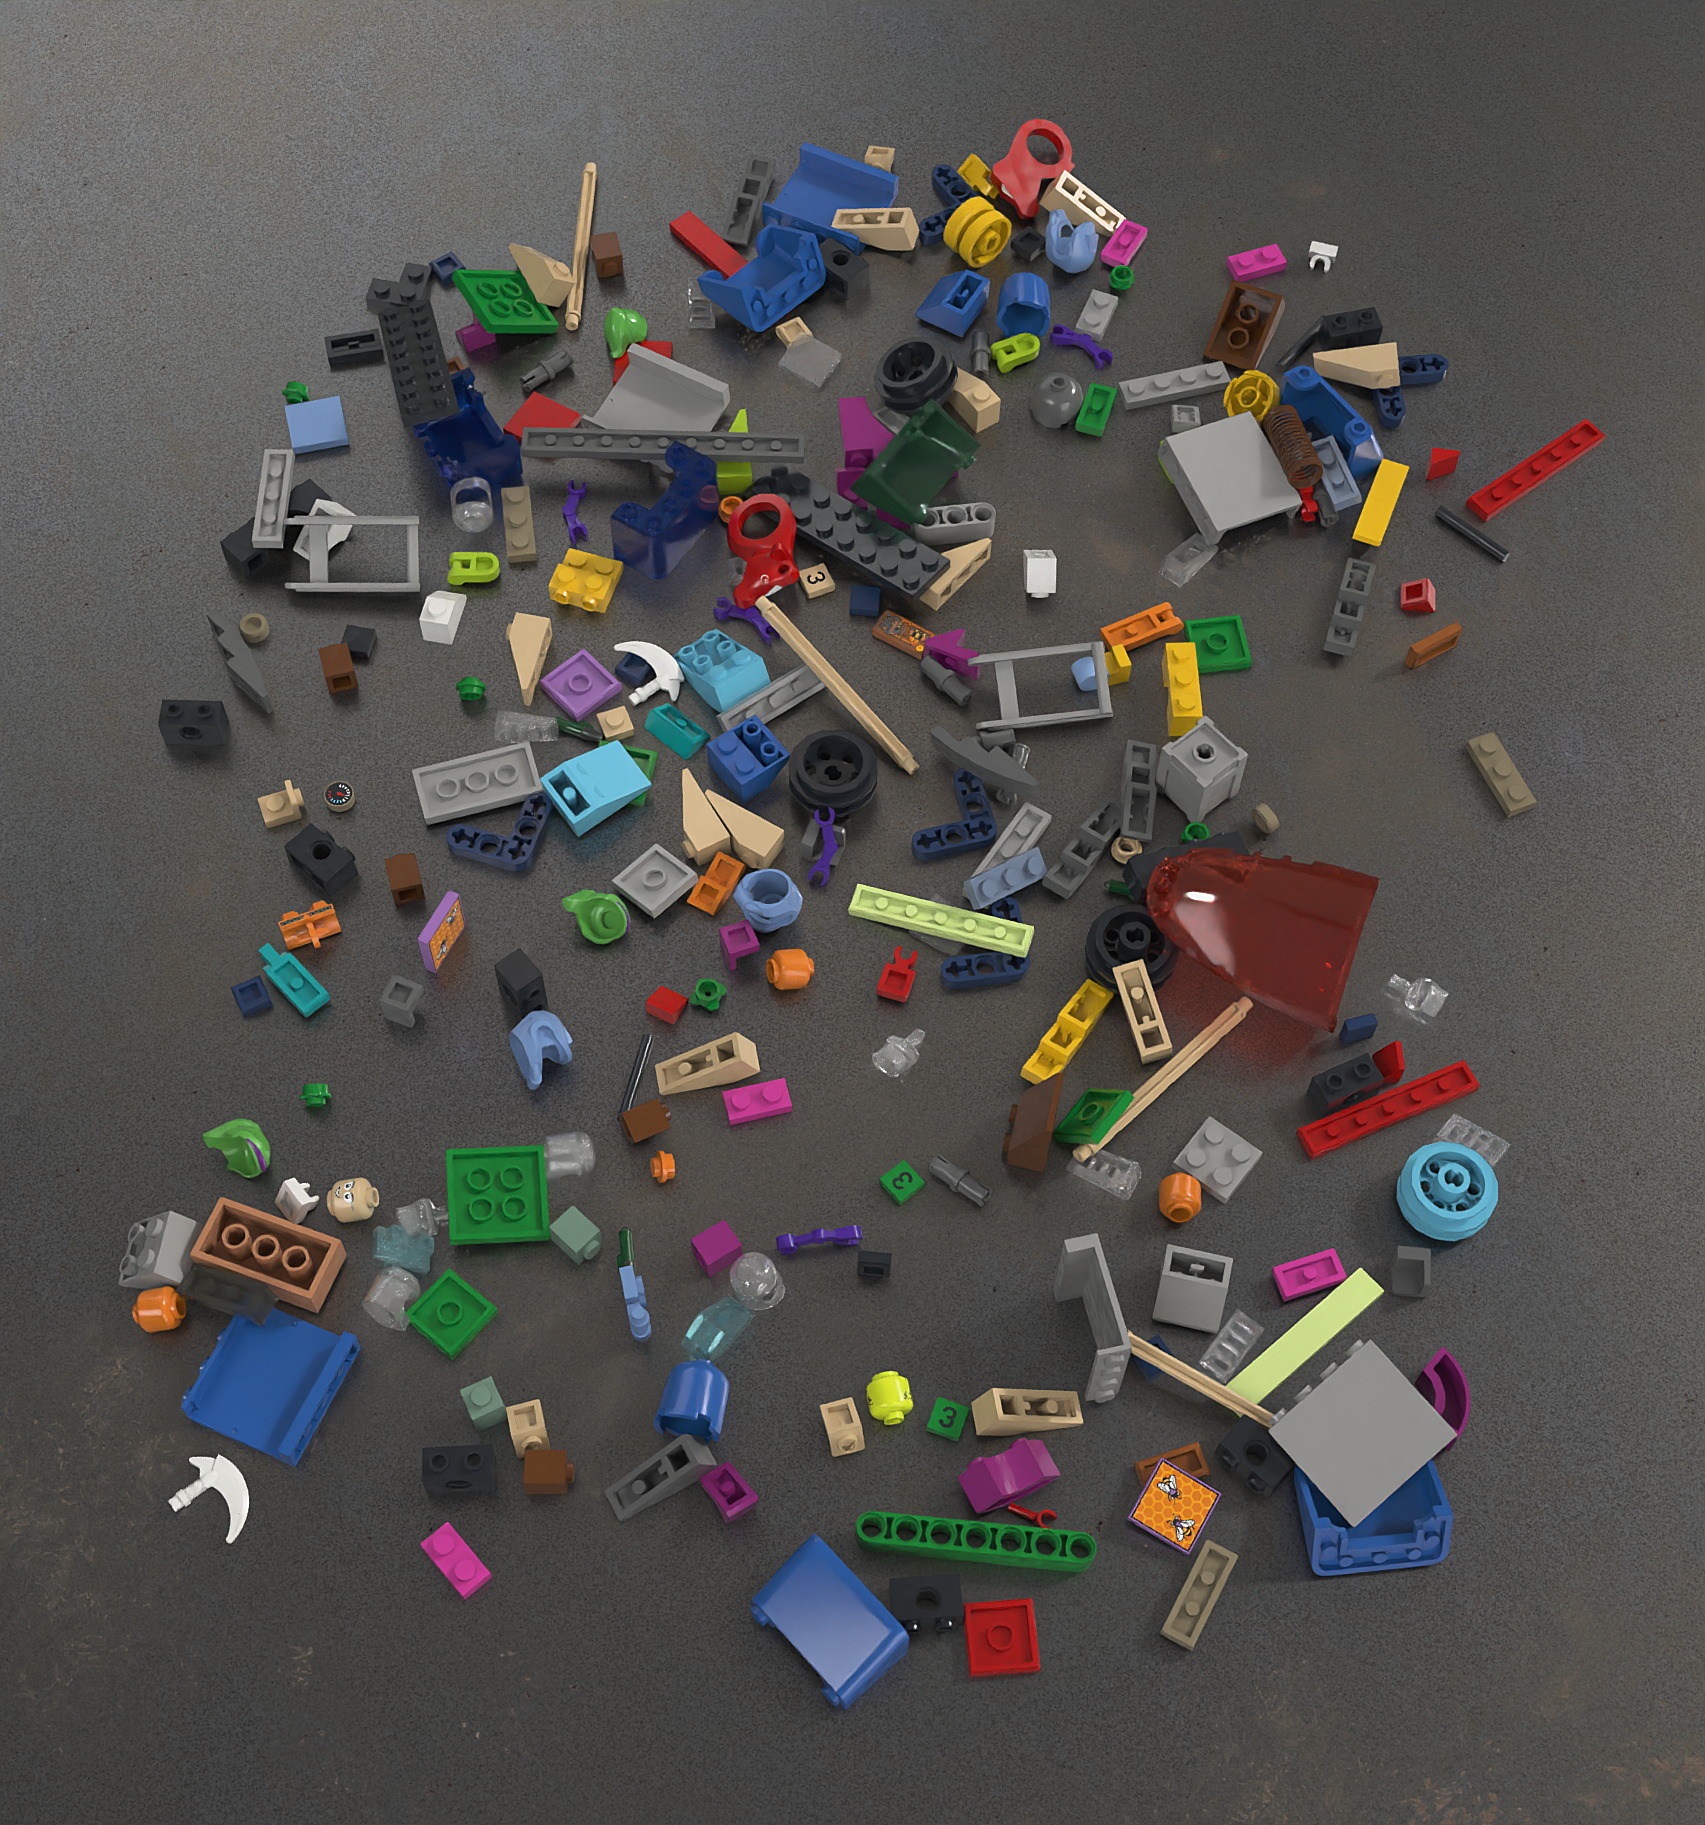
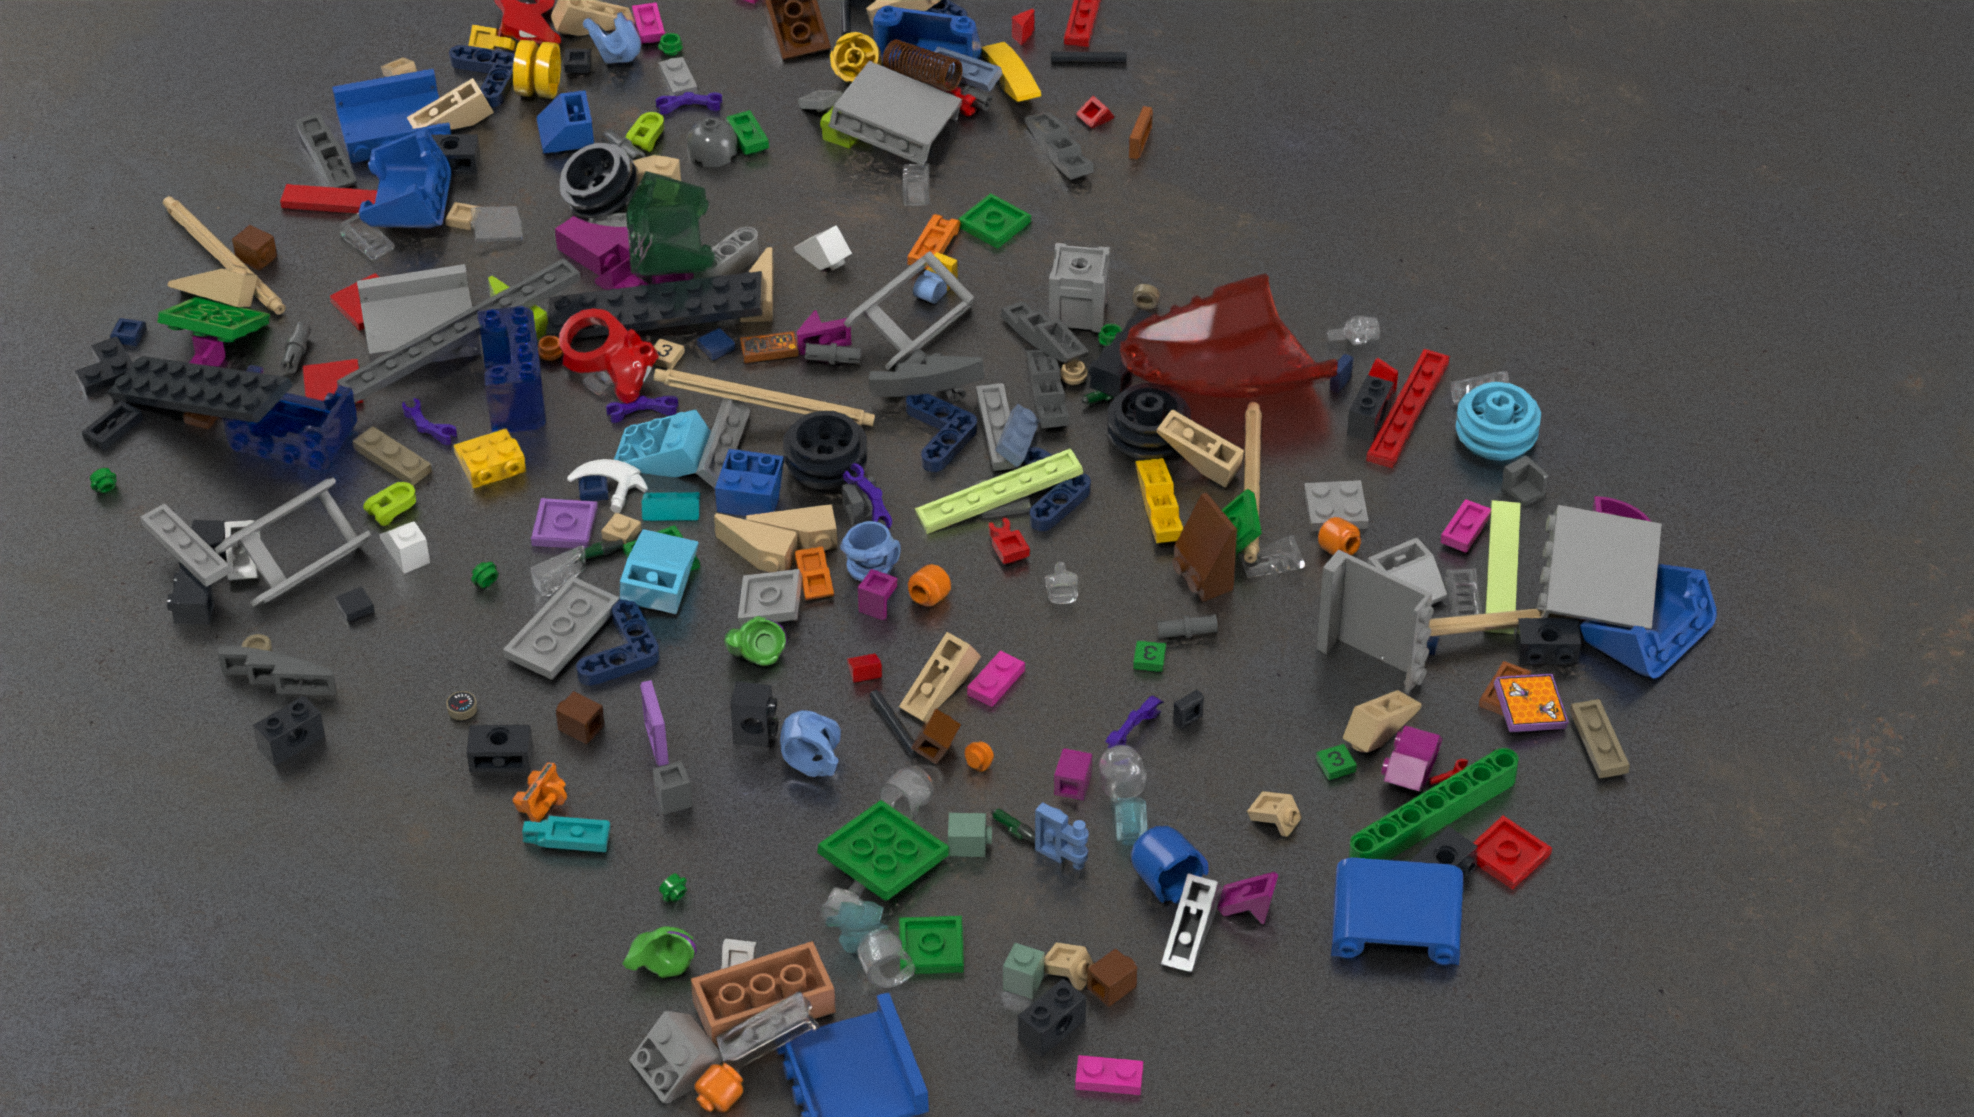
camera: 40 degrees left, 15 degrees down
(251, 996) = (546, 867): dark blue tile -> none
(281, 806) = (424, 738): tan bracket -> none
(316, 425) = (144, 490): medium blue tile -> none
(338, 667) = (363, 626): reddish brown brick -> none
(352, 1200) = (782, 925): tan head -> none
(472, 516) = (355, 467): clear helmet -> none
(529, 645) = (502, 526): tan slope -> none
(623, 328) = (330, 284): bright green hair -> none
(704, 986) = (886, 640): green plate -> none
(889, 1397) = (1286, 774): neon yellow head -> none
(1023, 305) = (624, 95): blue cylinder -> none
(1173, 385) = (784, 87): light grey plate -> none
(1182, 680) = (991, 245): yellow arch -> none
(1500, 774) = (1264, 180): dark tan plate -> none

